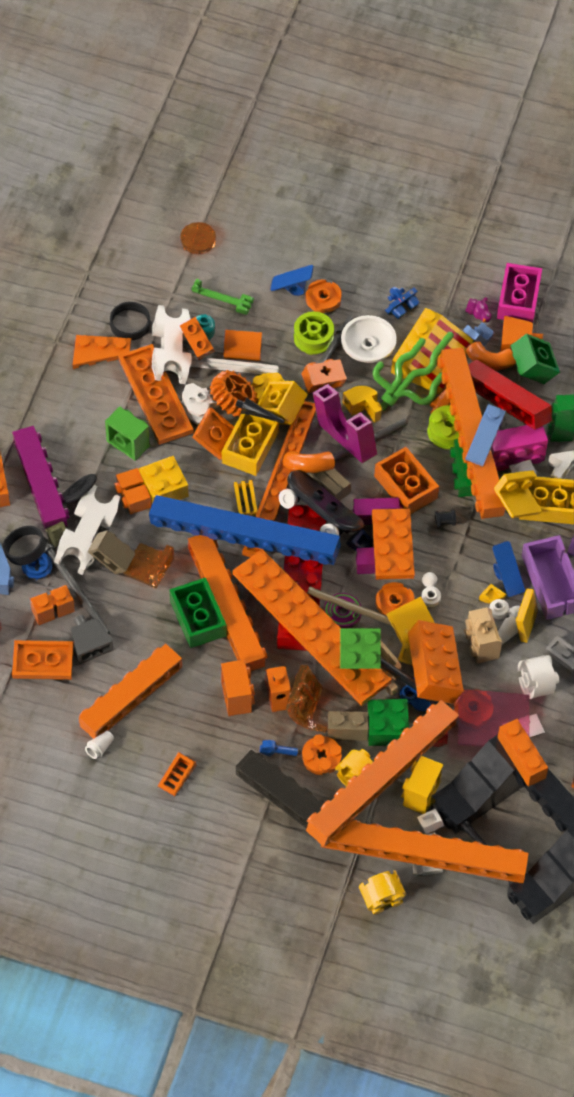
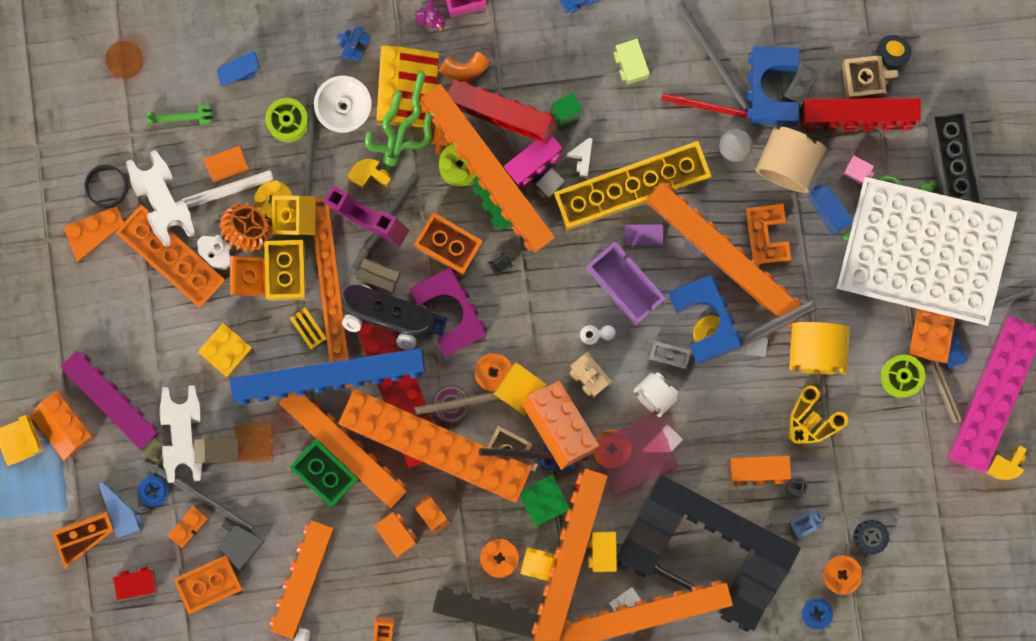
camera: 25 degrees left, 25 degrees up
(30, 557) = (115, 478): black tyre -> none
(79, 488) = (155, 387): black wheel -> none
(127, 433) = (168, 317): bright green brick -> none
(134, 494) = (195, 366): orange piece -> none
(197, 338) = (183, 186): orange brick -> none
(207, 324) = (180, 170): teal head -> none
(251, 408) = (274, 241): black piece -> none
(269, 748) = (459, 572): blue bar -> none
(304, 699) = (461, 516): clear orange piece -> none
(309, 462) = (352, 275): orange cylinder -> none
(320, 374) = (329, 160): orange brick -> none
(327, 304) = (265, 71): orange plate -> none
(348, 725) = (510, 521): dark tan brick -> none
(360, 648) = (494, 460): bright green brick -> none
(392, 544) = (467, 320): orange plate -> none
(405, 654) = (527, 424): yellow tile -> none
(429, 580) = (514, 336): white plate -> none
(430, 821) = (623, 579): white plate -> none
(481, 333) = (443, 47): medium blue bracket -> none
(485, 435) = (504, 175): medium blue slope -> none
(491, 593) = (577, 322): yellow tile -> none
(507, 569) = (581, 294): blue piece -> none
(508, 629) = (607, 354): white cone -> none
(514, 329) = (480, 31): orange torso -> none
(515, 494) = (562, 224): yellow bracket -> none
(522, 752) = (685, 501): orange brick -> none
(527, 615) = (620, 336): yellow tile -> none
(535, 359) = (508, 54): green brick -> none

